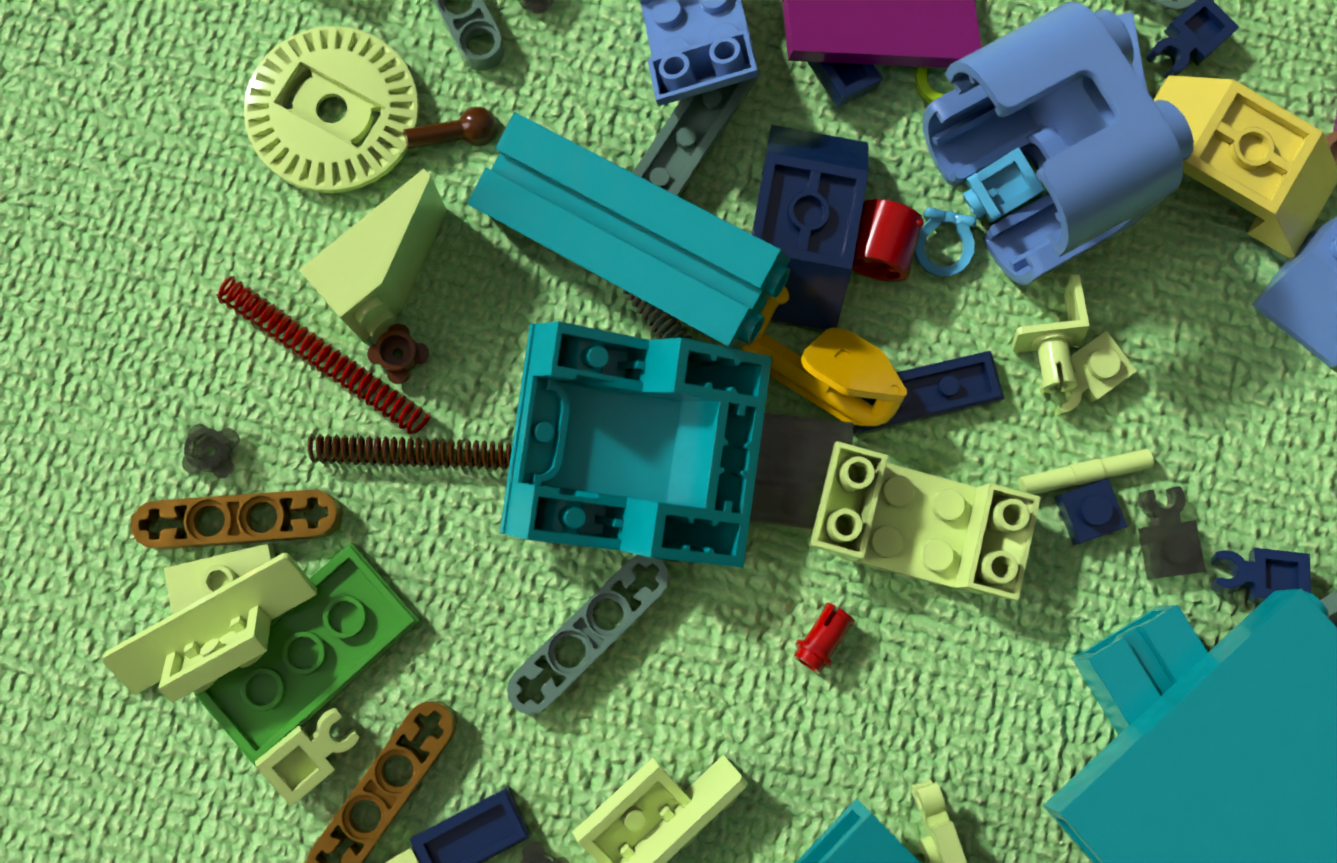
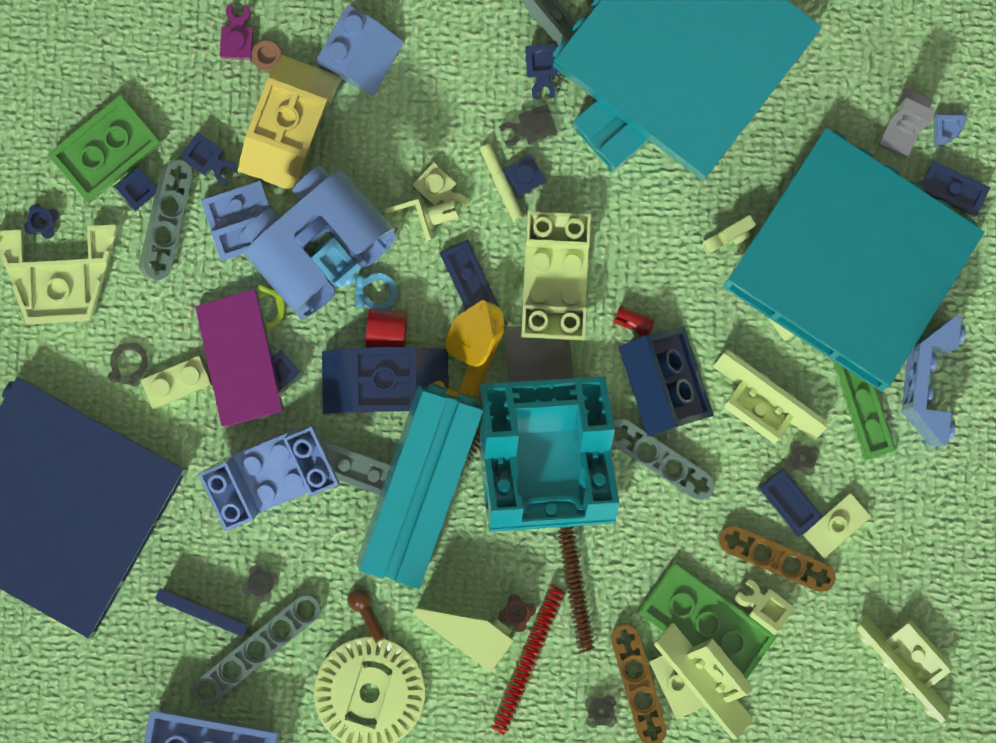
camera: 100 degrees left, 5 degrees up
(716, 669) = (665, 380): none -> dark blue slope

